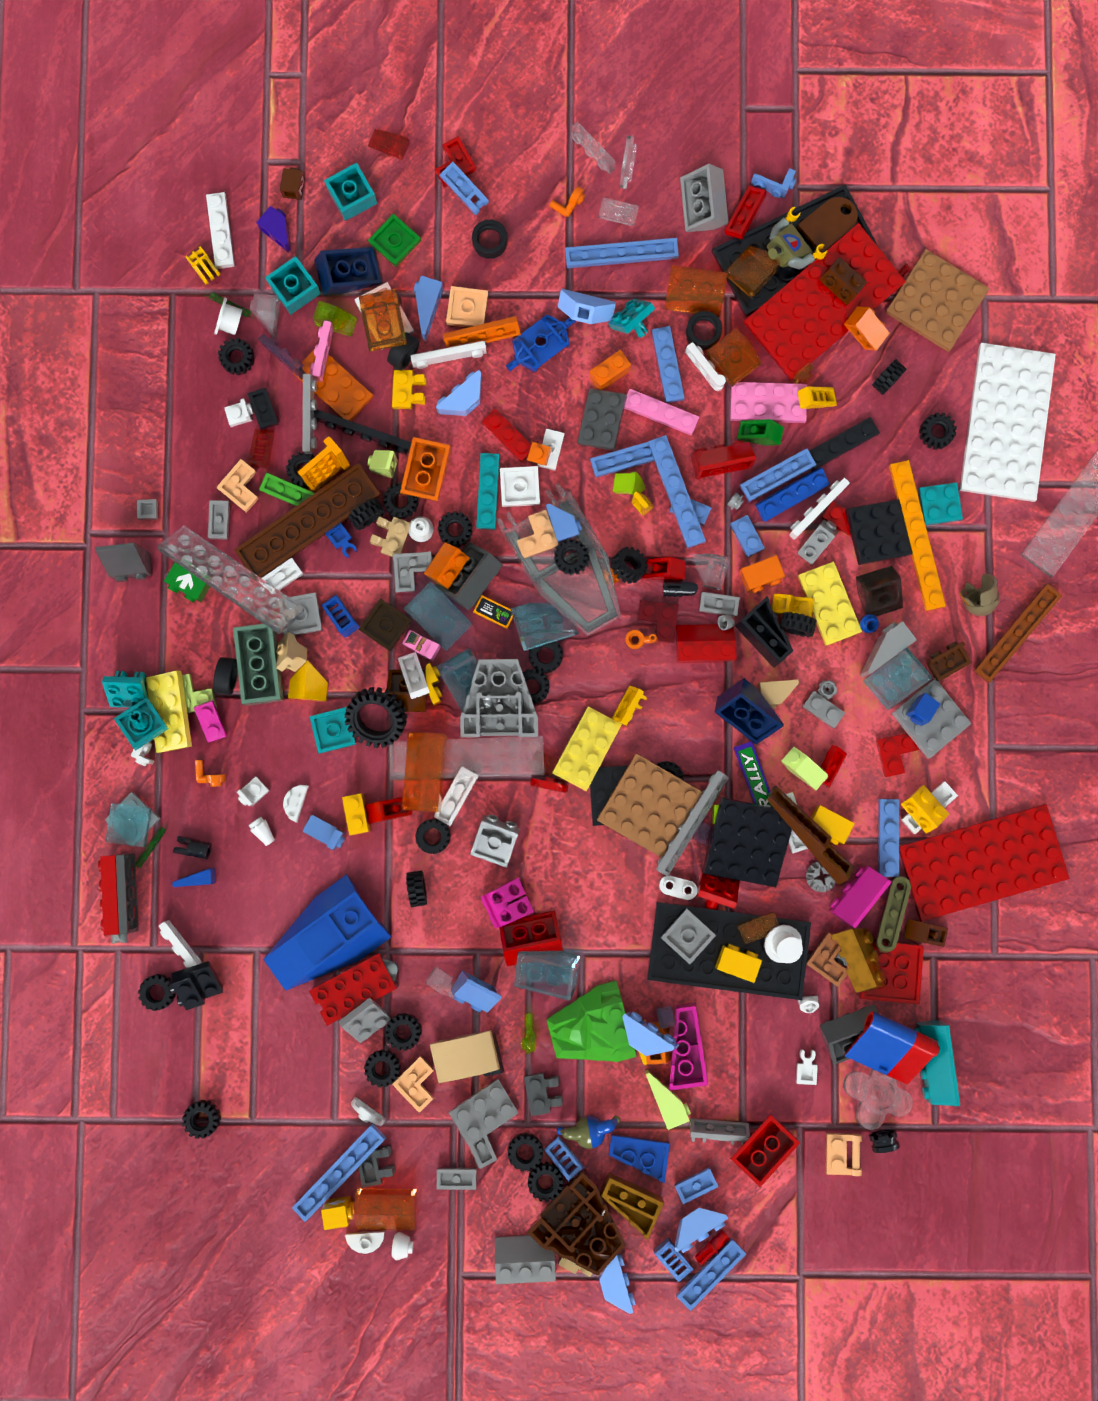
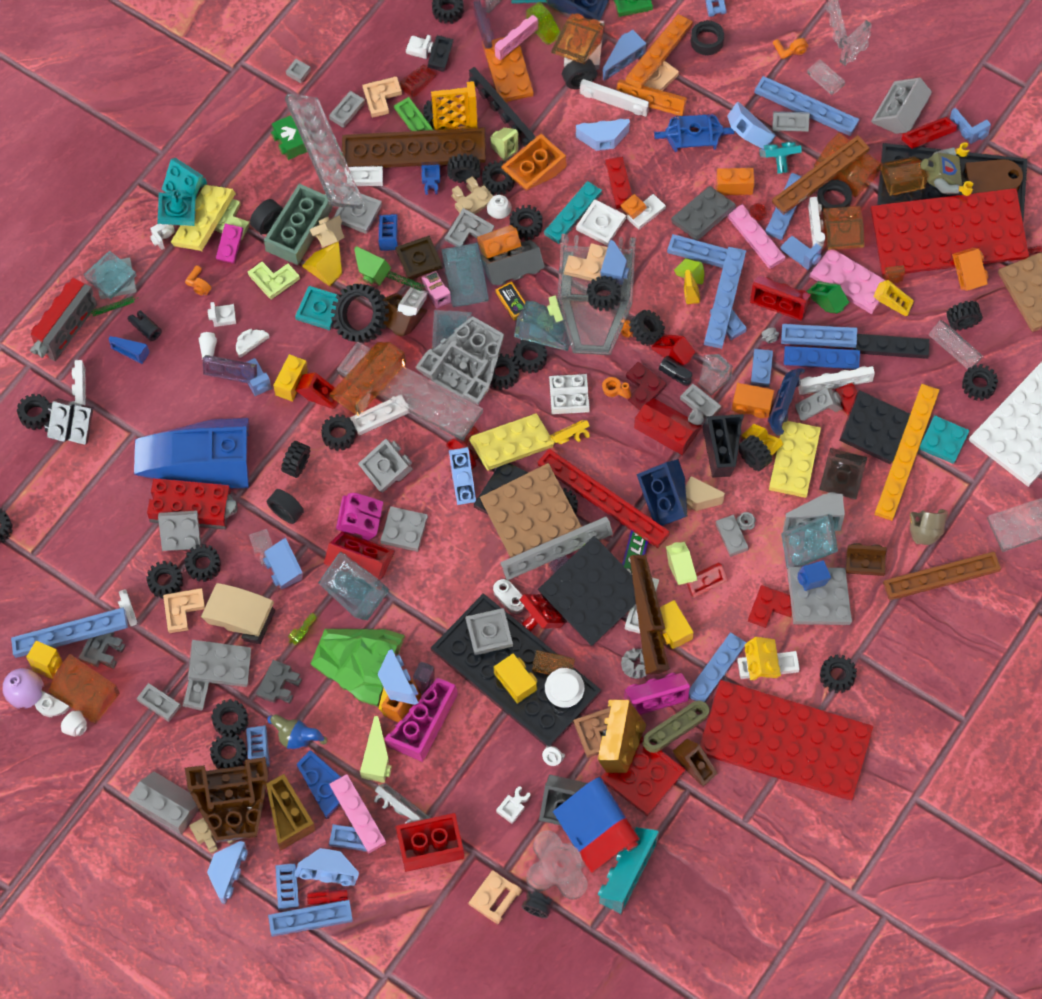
camera: 35 degrees right, 20 degrees down
(125, 561) = (254, 90): dark grey slope -> none
(273, 734) = (274, 283): none -> yellowish green plate
(298, 842) = (229, 369): none -> clear purple plate
(309, 442) = (476, 65): light grey plate -> none
(335, 1246) = (22, 688): none -> lavender cylinder
(350, 662) = (371, 266): none -> bright green slope
(386, 655) = (399, 276): none -> green piece
(403, 389) = (558, 105): yellow plate -> none
(431, 679) = (424, 319): yellow slope -> none
(438, 938) = (285, 506): none -> black tyre
(458, 282) = (659, 51): none -> orange plate
(541, 603) = (554, 309): none -> yellowish green plate
(549, 886) = (404, 529): none -> light grey plate
(570, 811) = (462, 476): none -> light blue slope
(602, 669) = (569, 394): none -> white slope
(618, 278) = (790, 121): none -> light grey plate
(647, 387) = (758, 211): none -> clear red plate
(684, 319) = (820, 175): none -> dark orange plate
(689, 1165) = (357, 814): none -> bright pink plate
(698, 749) = (605, 499): none -> red plate
(711, 403) = (801, 253): none -> medium blue bracket
(792, 560) = (784, 397): none -> dark blue plate
(843, 281) = (972, 220): reddish brown bracket -> none
(872, 626) = (814, 486): blue plate -> none
(896, 409) = (955, 344): none -> clear plate
(1001, 775) = (838, 685): none -> black tyre

